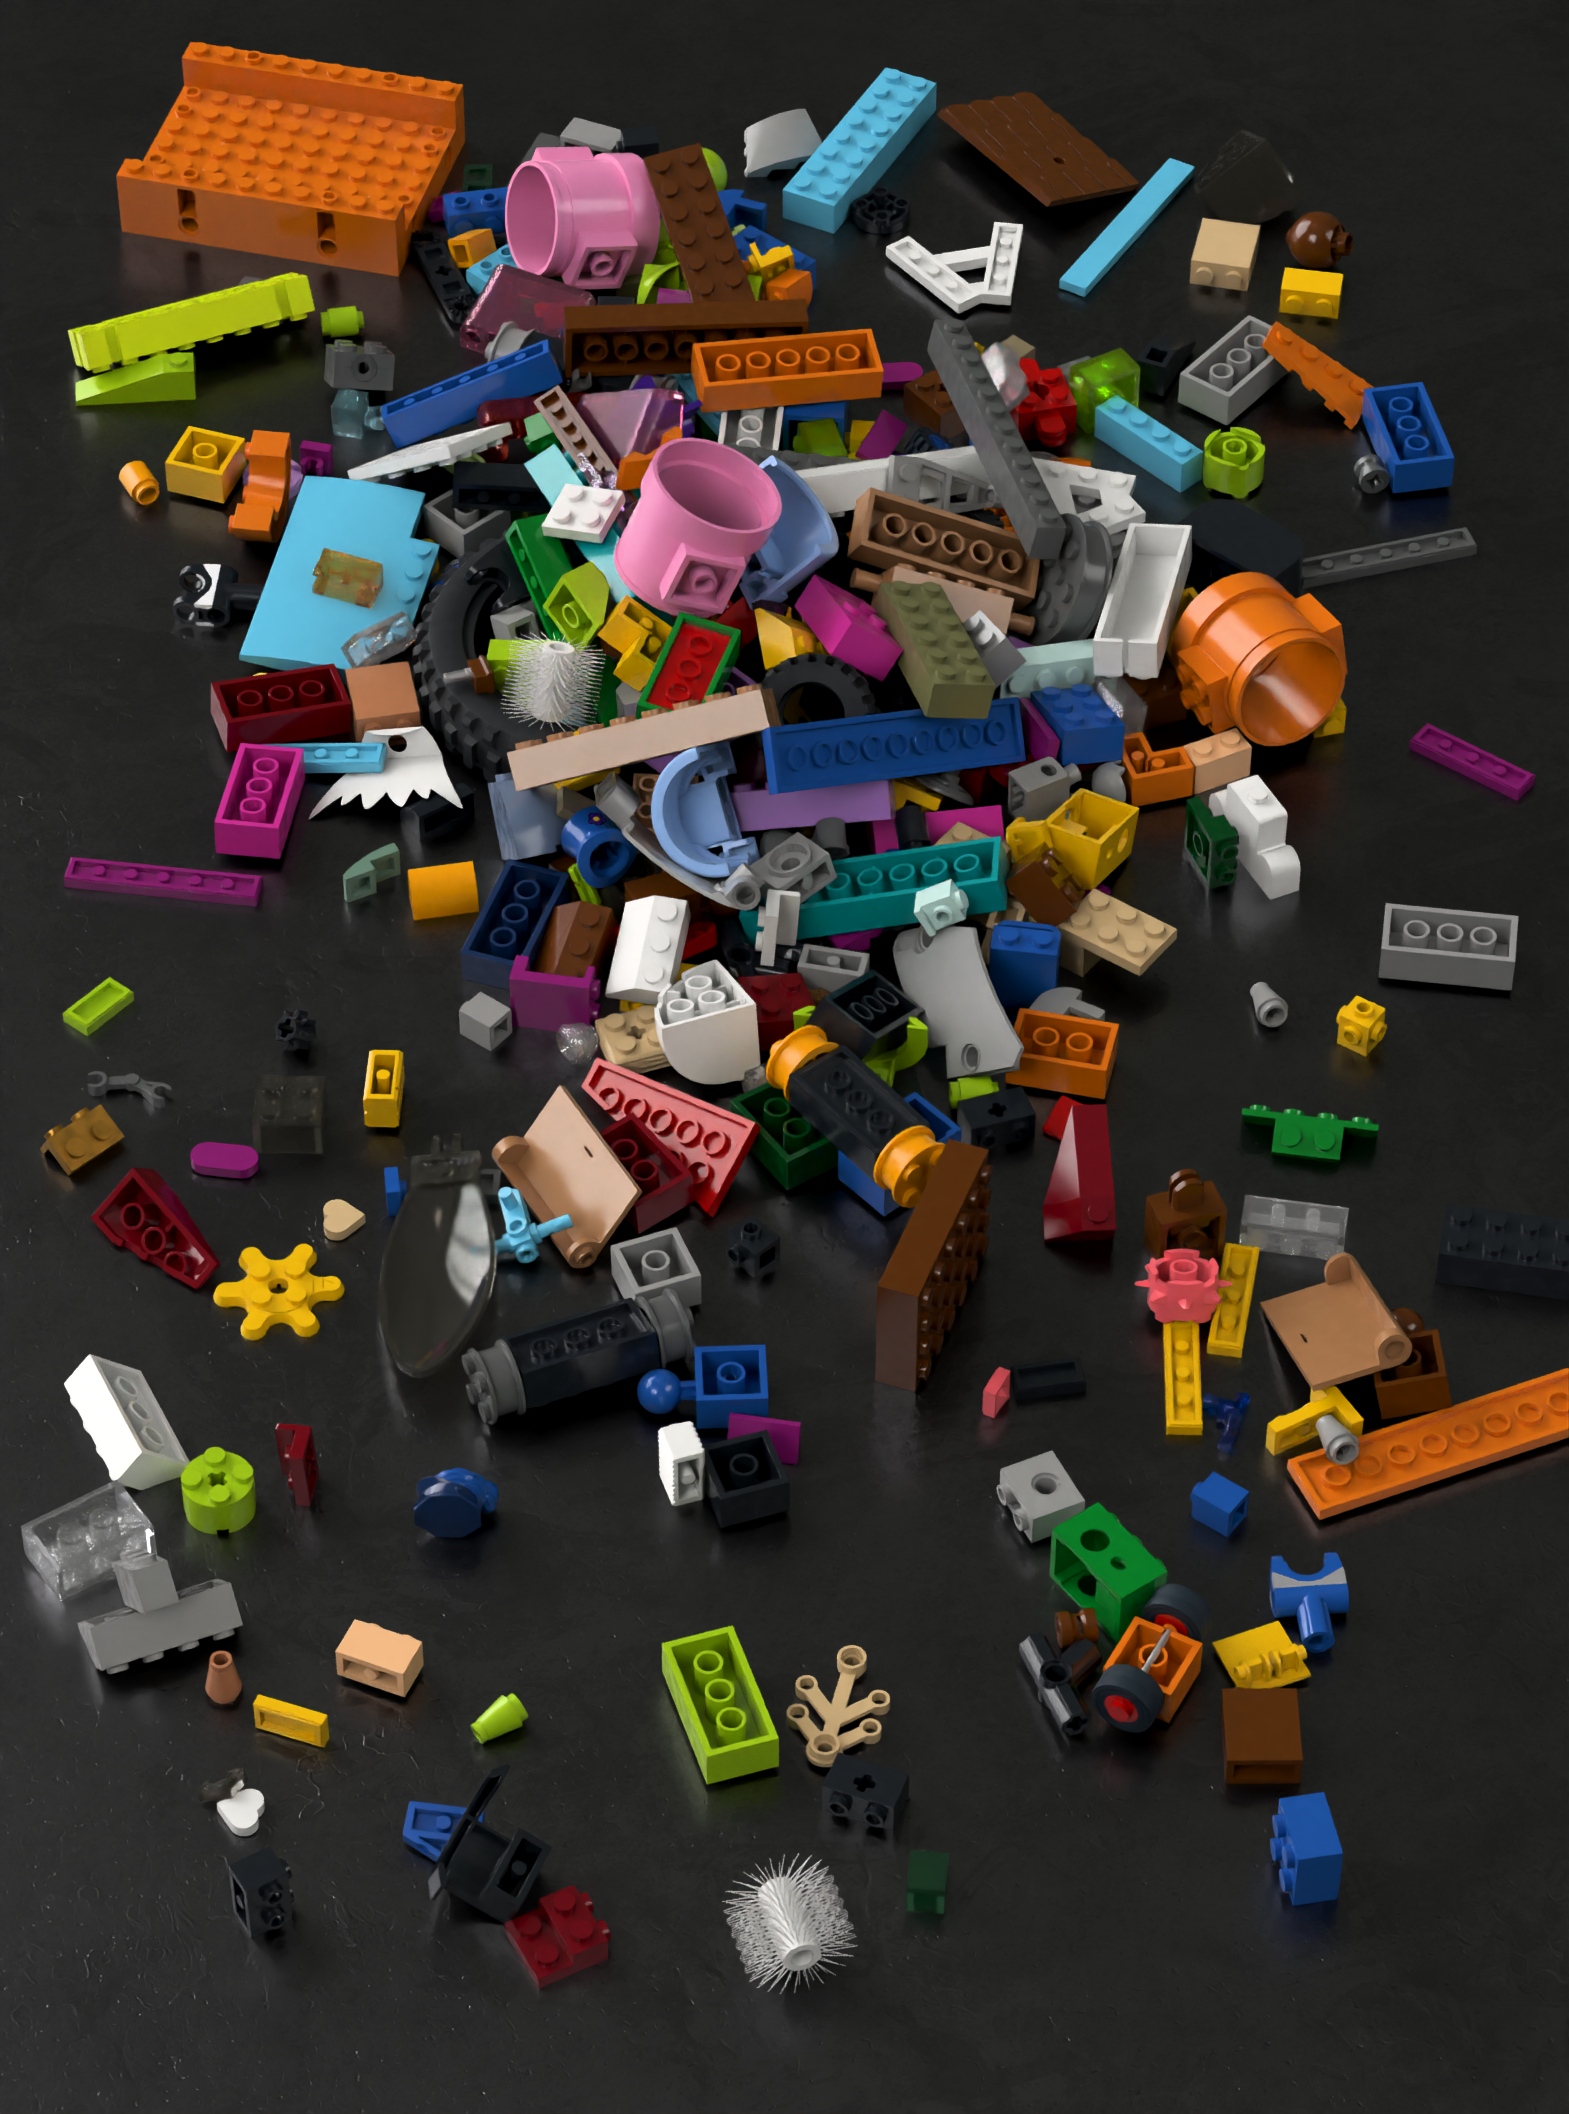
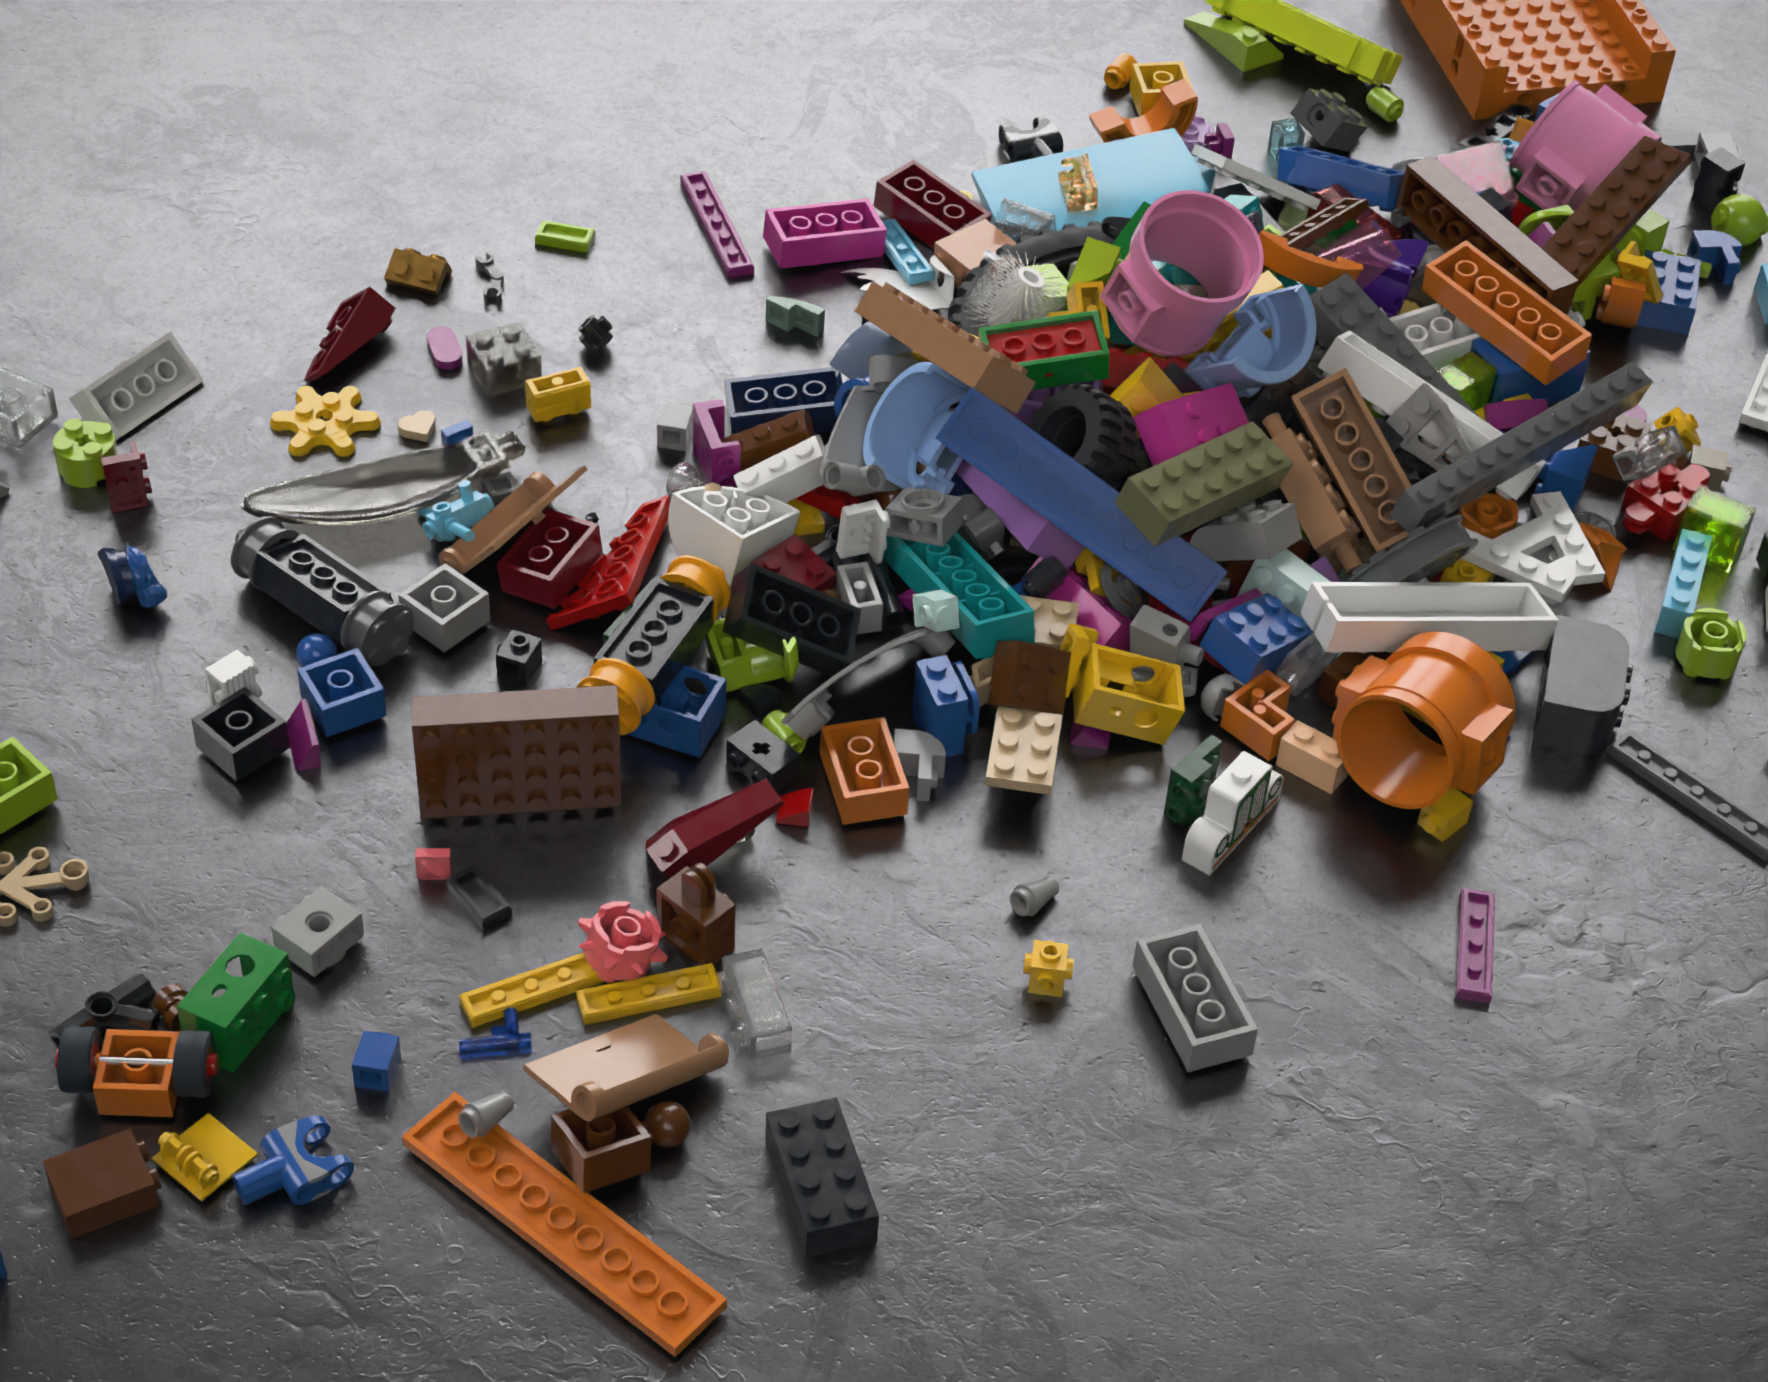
camera: 60 degrees right, 0 degrees up
(443, 890) = (799, 351): light orange brick -> none
(1300, 1425) = (531, 1105): yellow bracket -> none
(1308, 1136) = (884, 977): green bracket -> none

